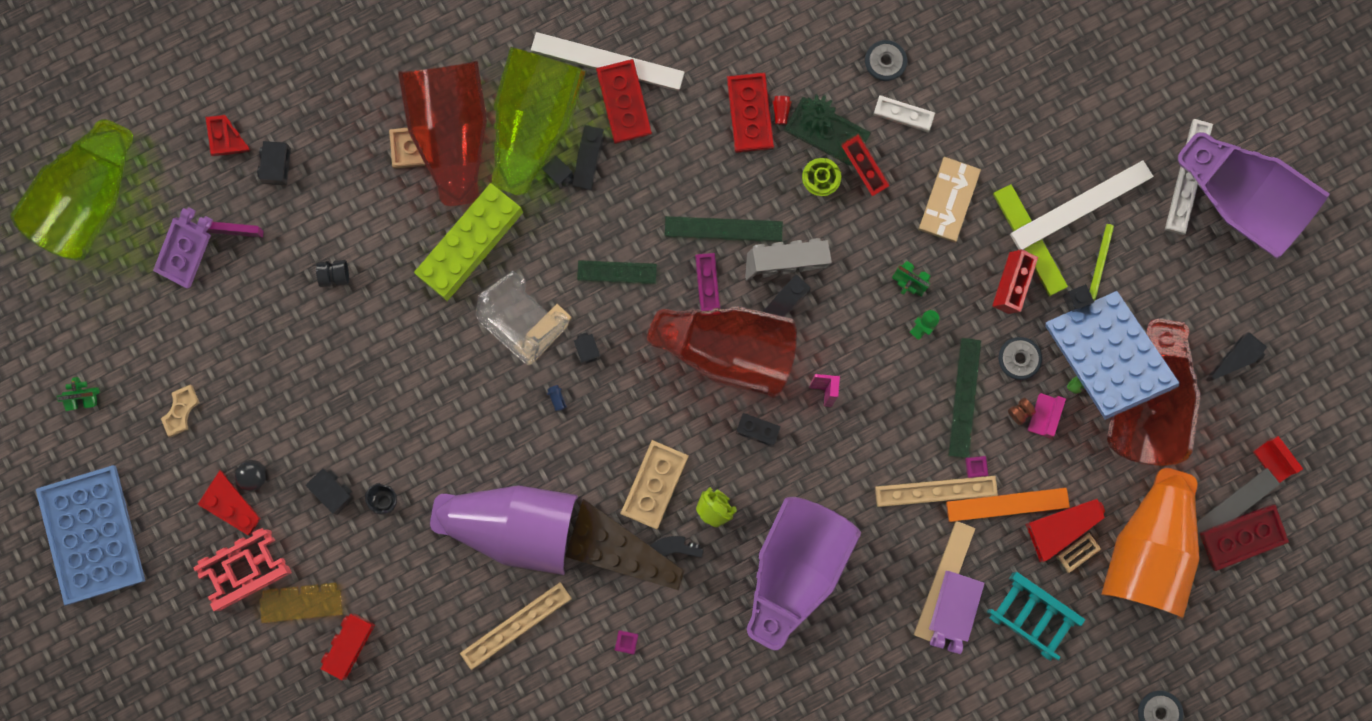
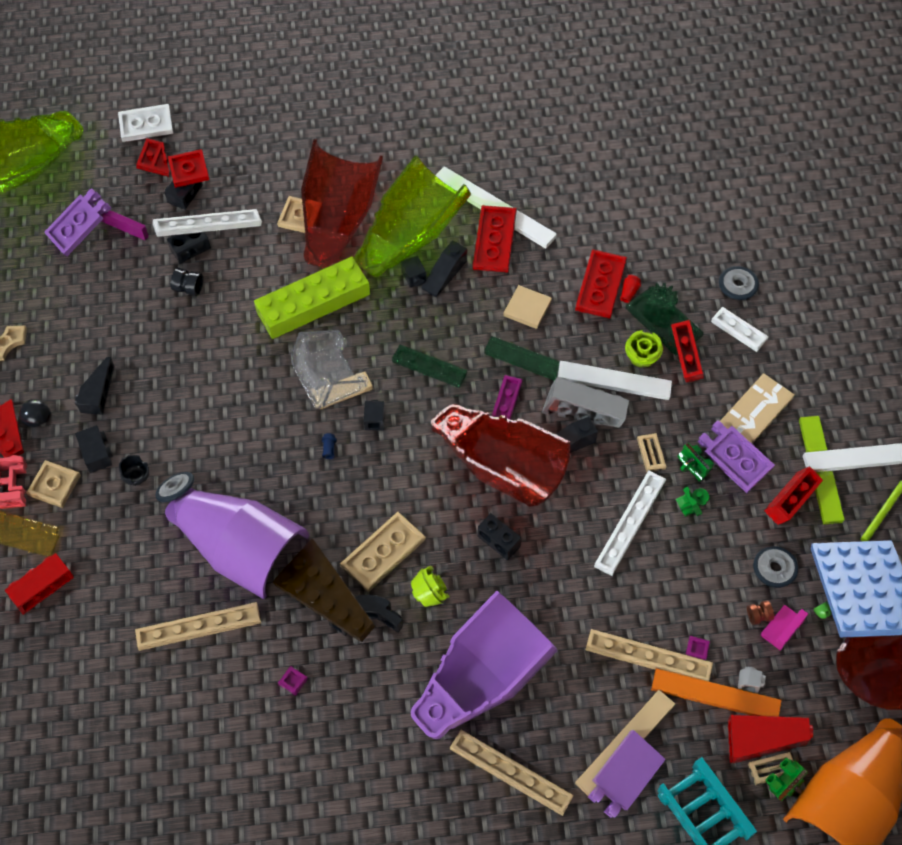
camera: 20 degrees right, 20 degrees down
(193, 96) = (145, 122): none -> white plate
(272, 142) = (188, 168): none -> red plate
(299, 429) = (95, 389): none -> black slope
(308, 540) = (53, 484): none -> tan tile
(316, 229) = (188, 245): none -> black brick
(321, 199) = (206, 222): none -> white tile
(439, 496) = (174, 487): none -> wheel
(687, 168) = (527, 307): none -> tan tile
(804, 220) = (615, 380): none -> white tile
(829, 384) = (576, 512): dark pink panel -> none
(854, 647) = (511, 772): none -> tan tile
(872, 364) = (630, 523): none -> white tile
(875, 298) = (654, 466): none -> tan tile
(948, 258) = (736, 456): none -> medium lavender tile
(964, 398) = (707, 583): clear green tile -> none
(1034, 480) = (751, 680): none -> light grey plate
(1078, 298) = (851, 531): black brick -> none
(1096, 562) = (788, 781): none -> green hips

